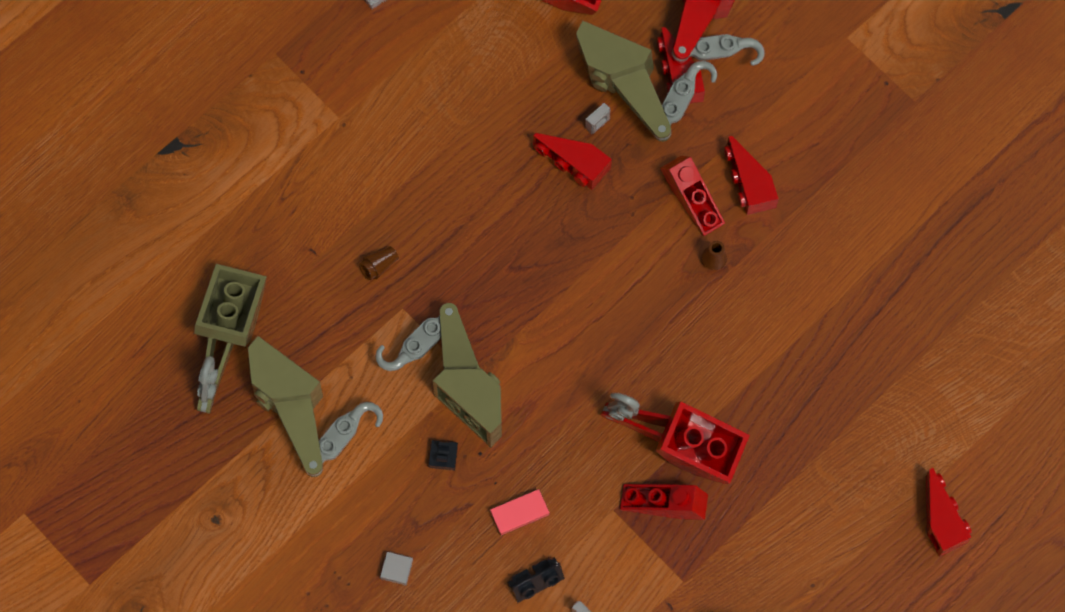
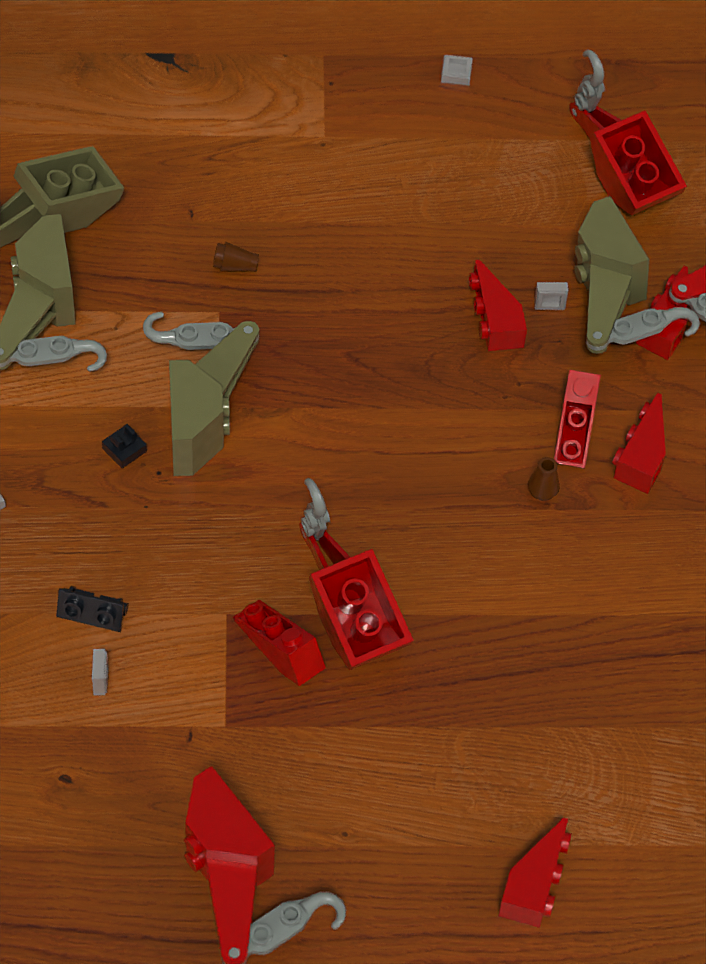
camera: 40 degrees right, 15 degrees down
(519, 512) = (139, 544): coral tile -> none

